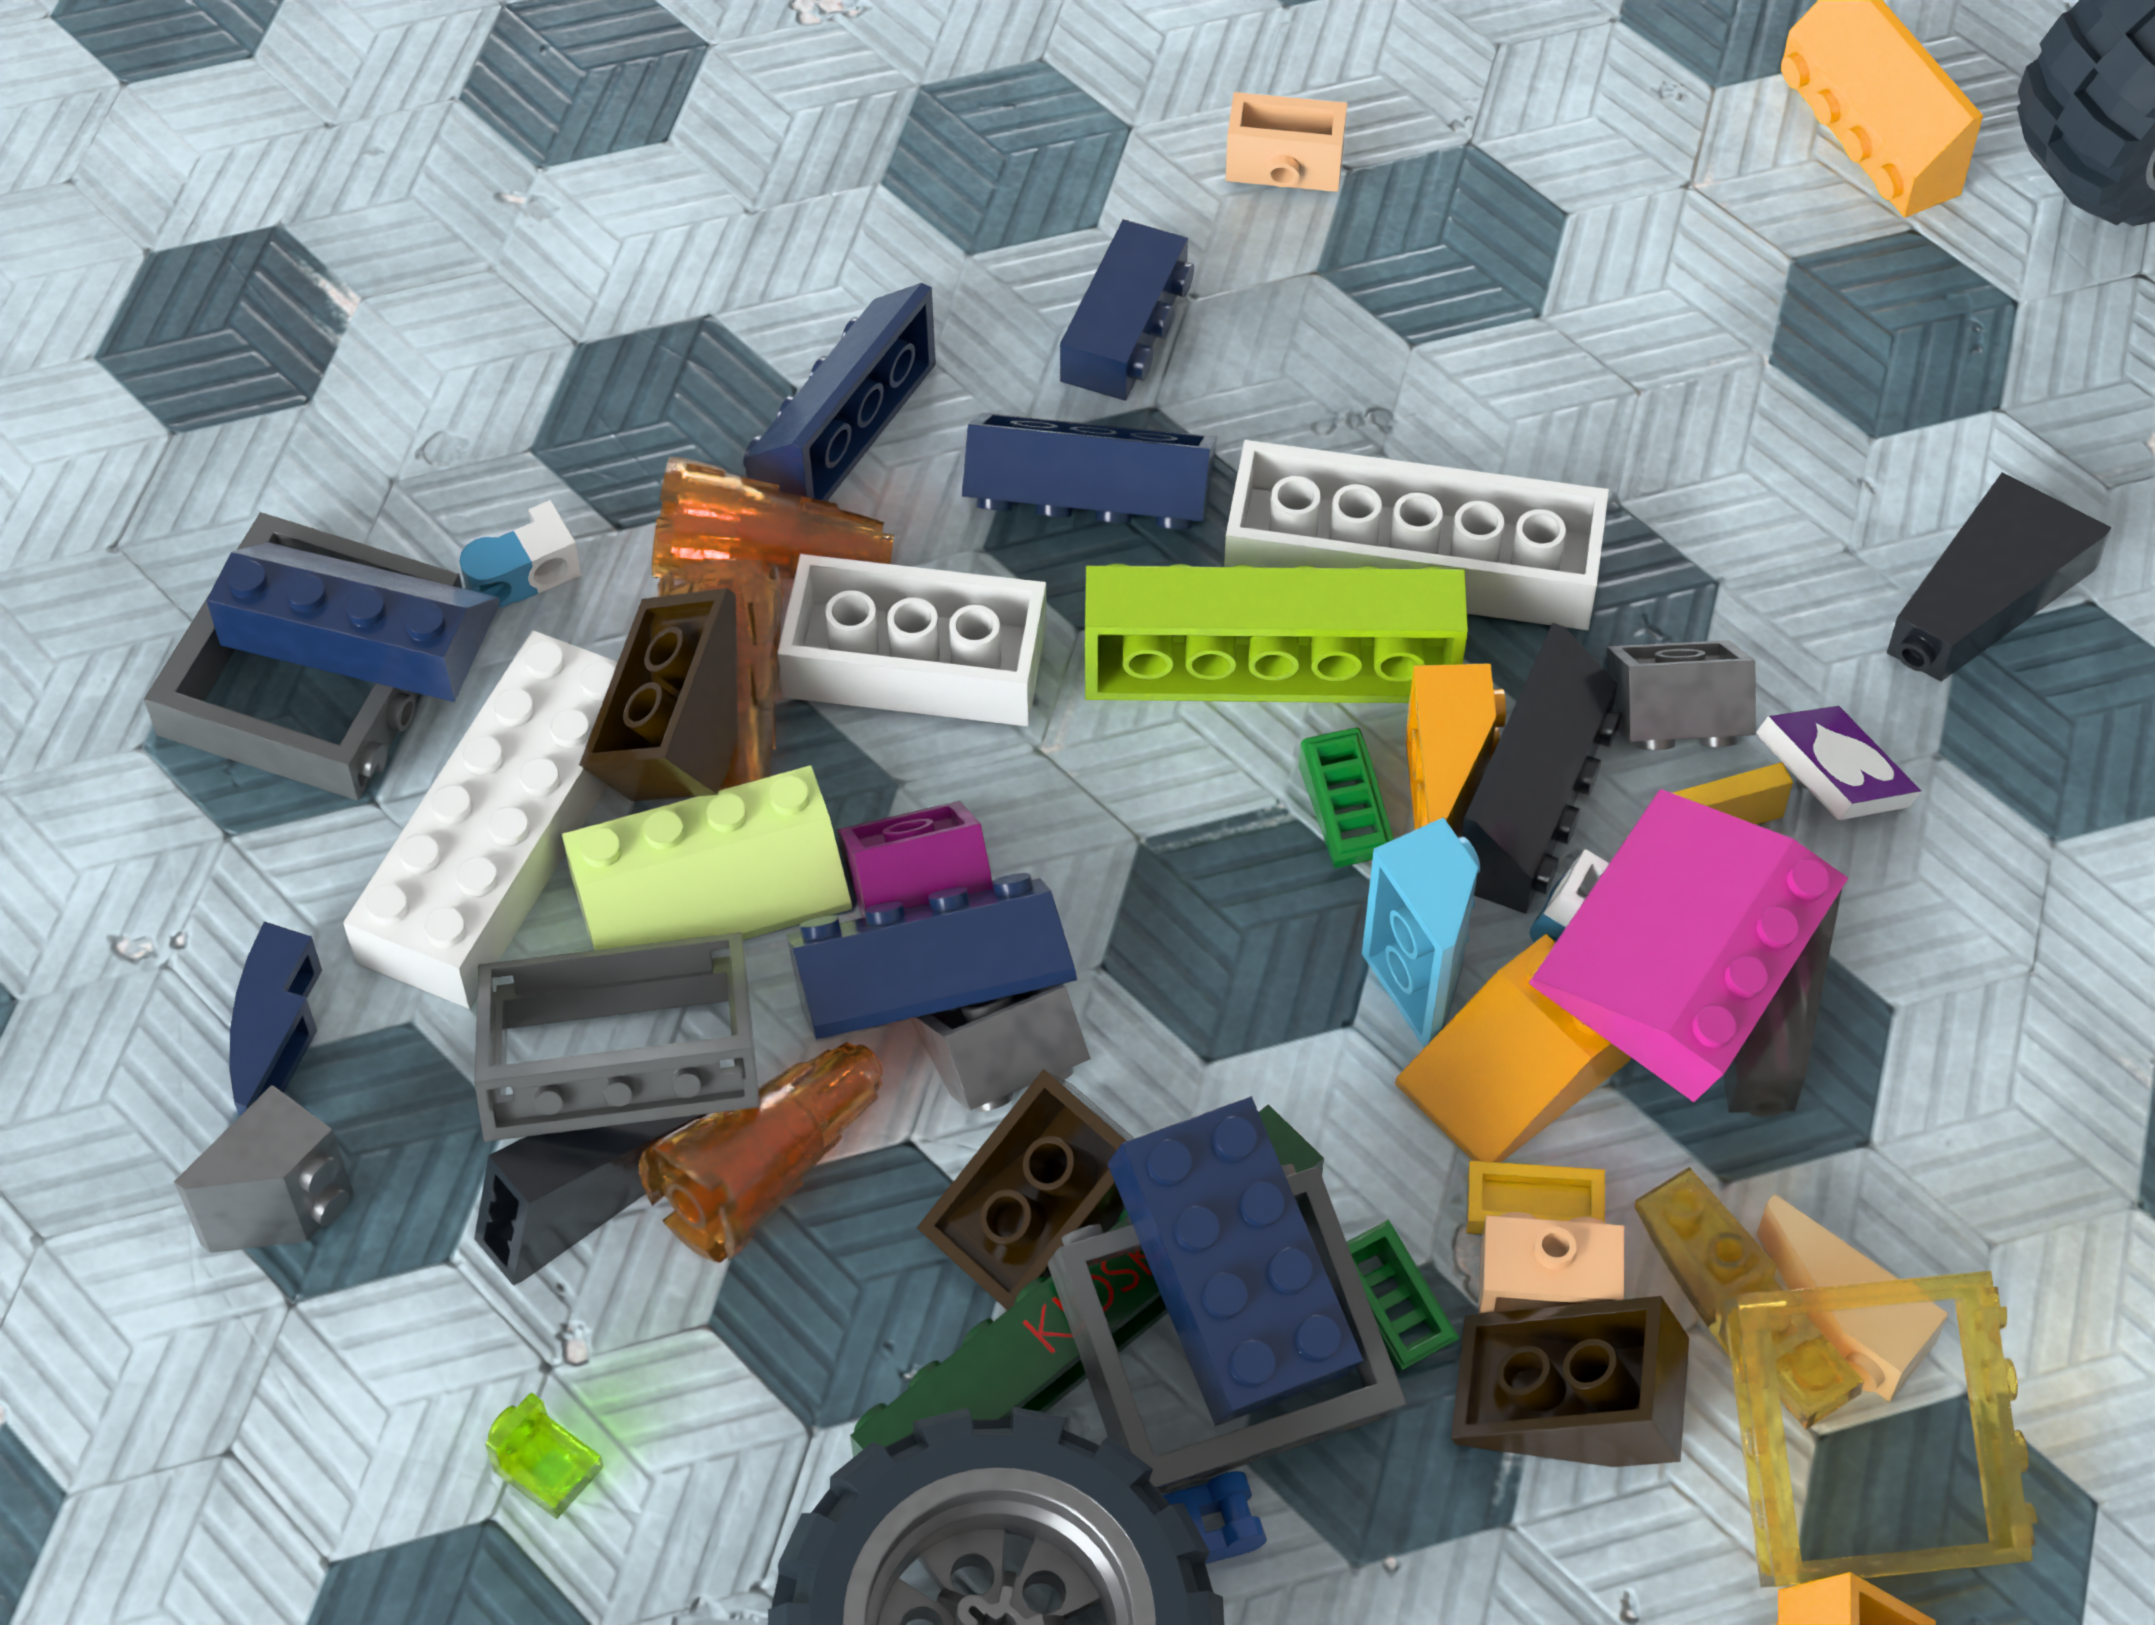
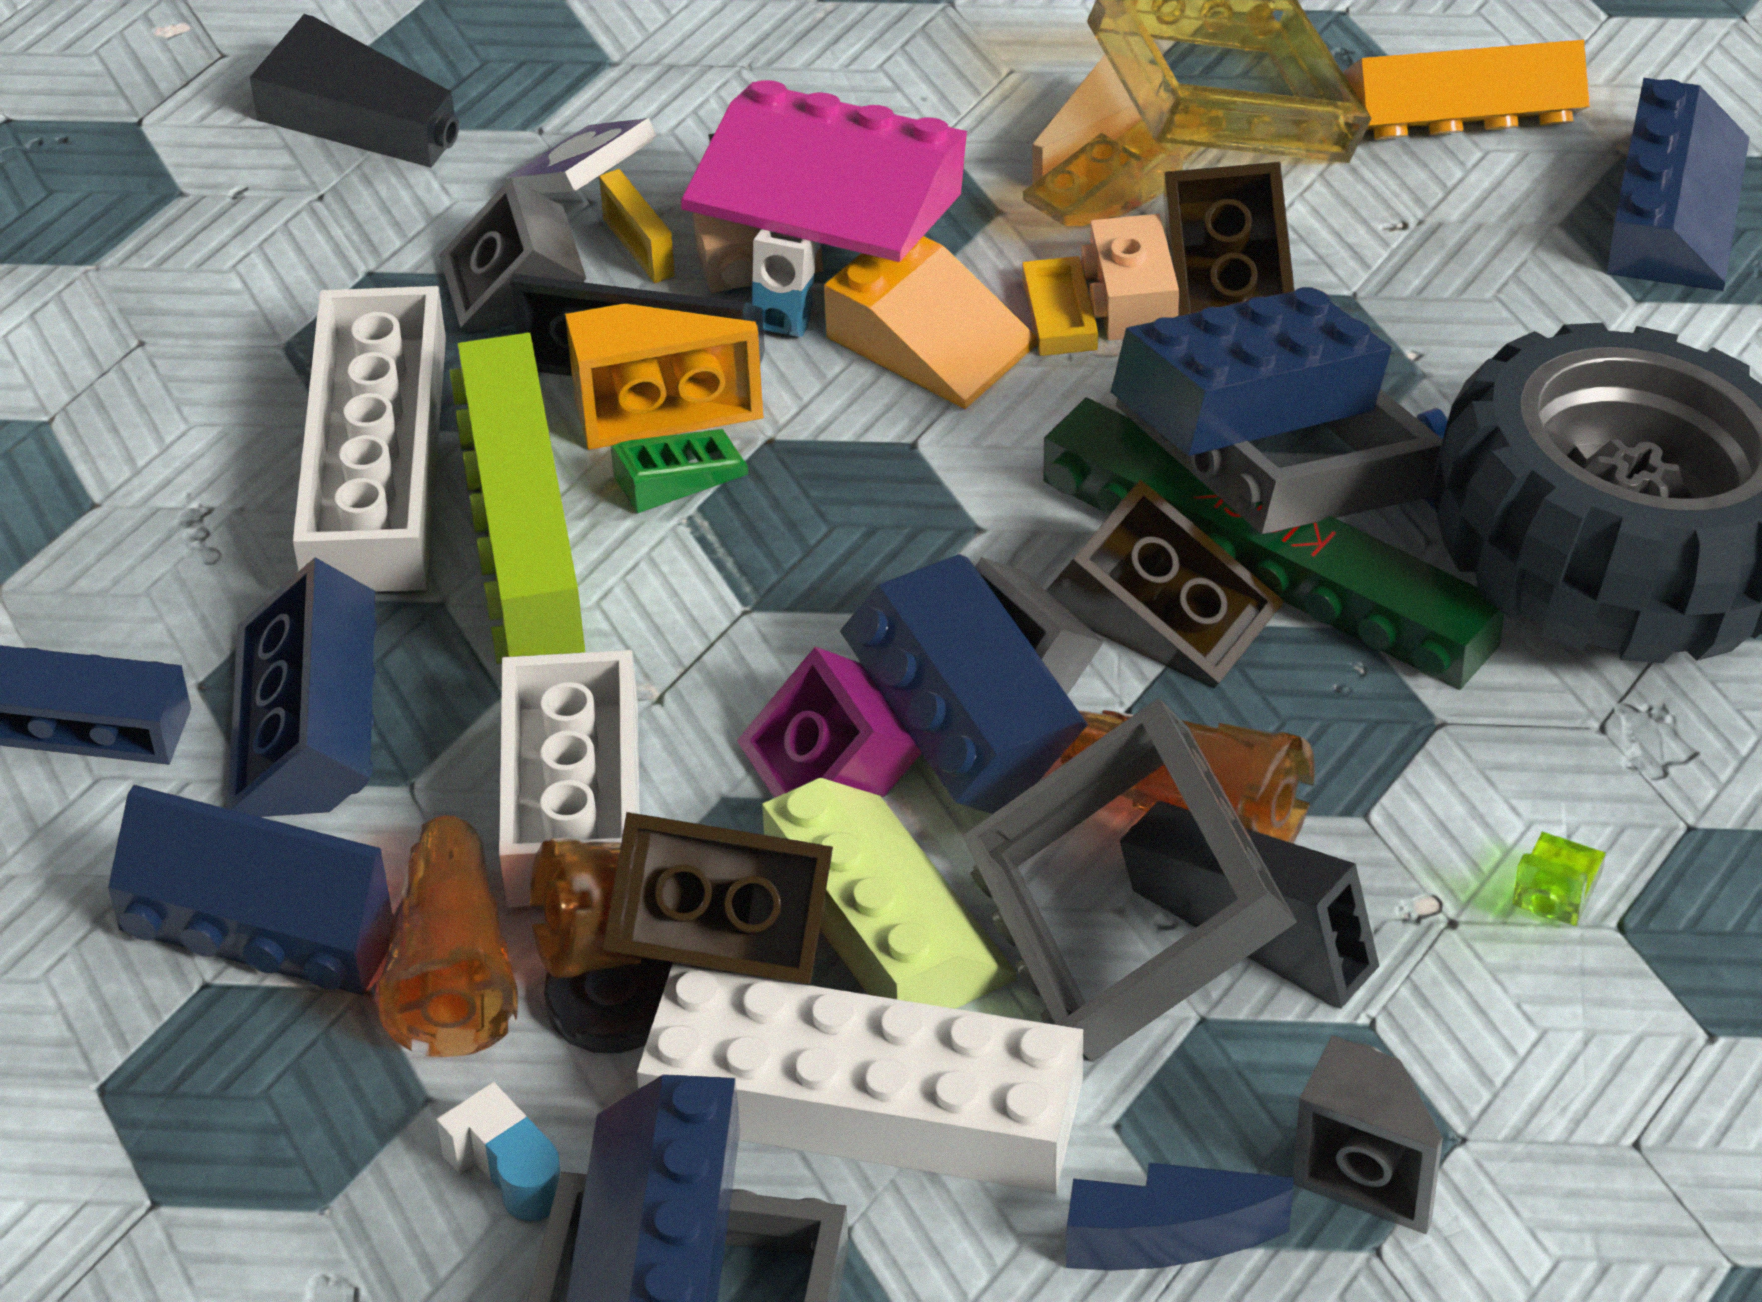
camera: 100 degrees left, 10 degrees down
(1421, 922) = (855, 338): medium azure slope -> none

